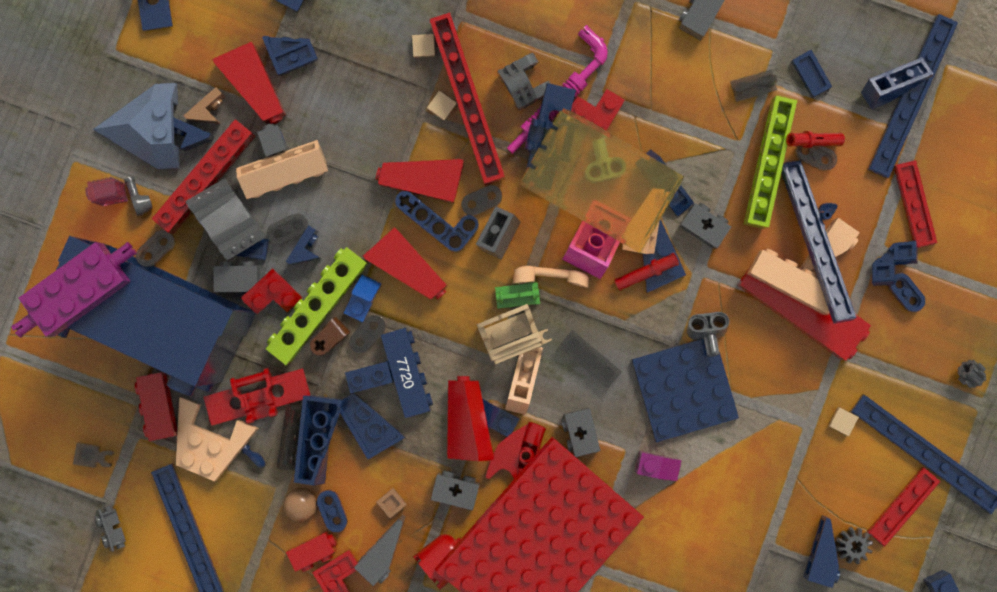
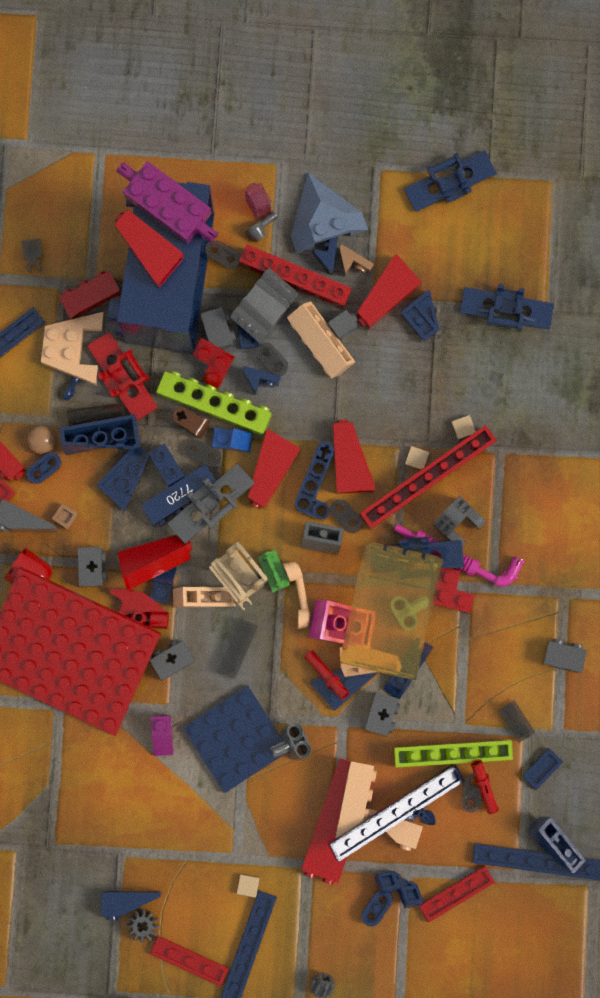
camera: 70 degrees right, 5 degrees down
(121, 324) = (149, 247): none -> red slope
(420, 343) = (207, 499): none -> dark grey piece

